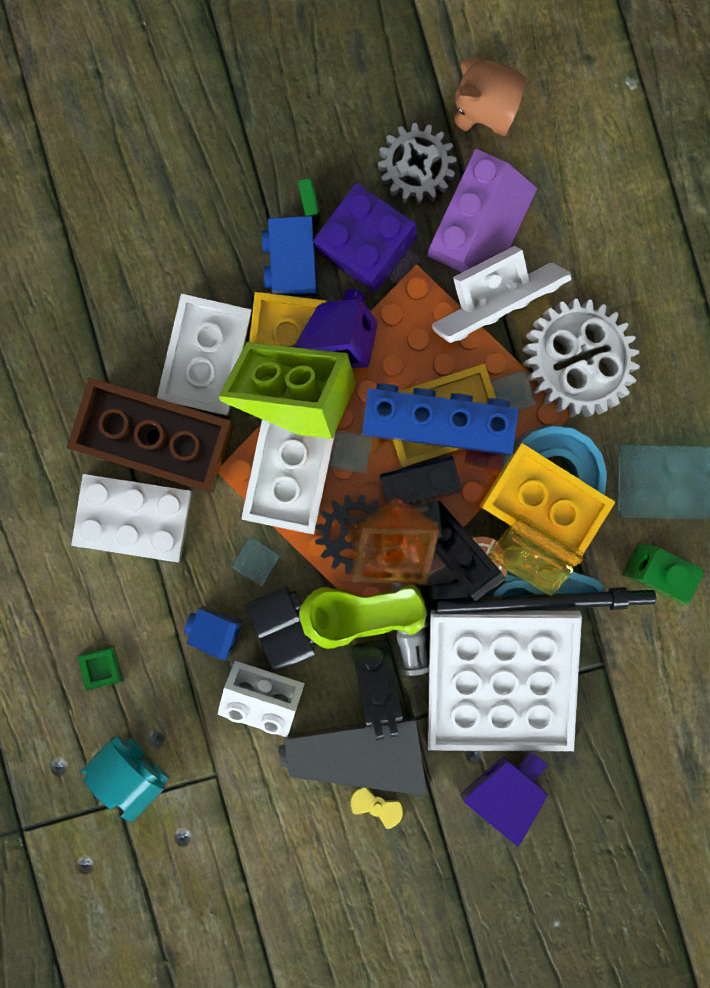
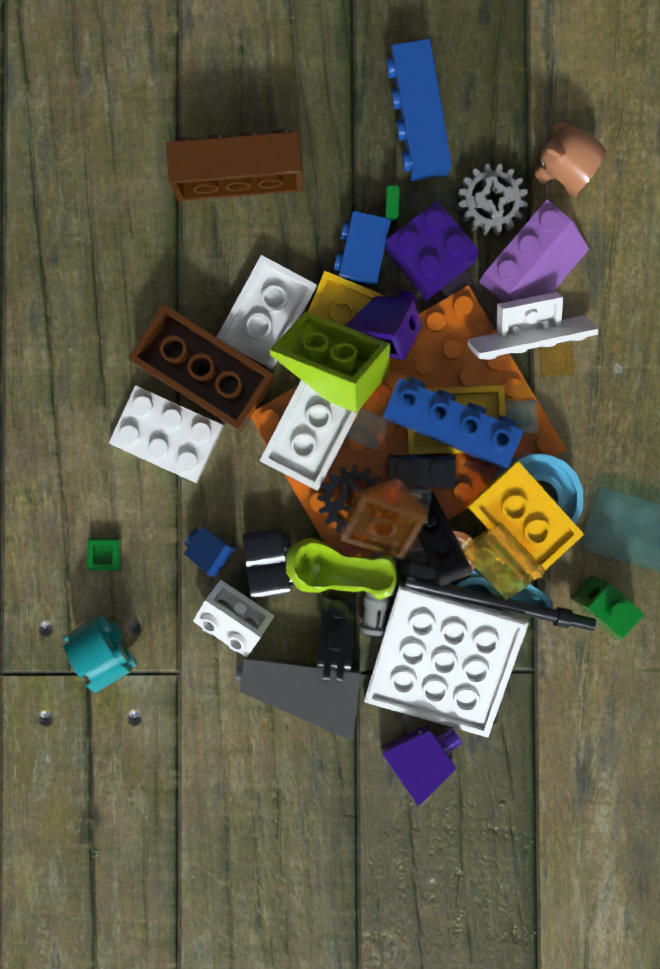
camera: 15 degrees right, 0 degrees up
(125, 204) = (235, 165): none -> reddish brown brick
(255, 561) = (261, 500): clear light blue tile -> none
(310, 88) = (419, 109): none -> blue brick
(365, 801) = (315, 744): light yellow piece -> none
(593, 388) = (583, 373): white gear -> none

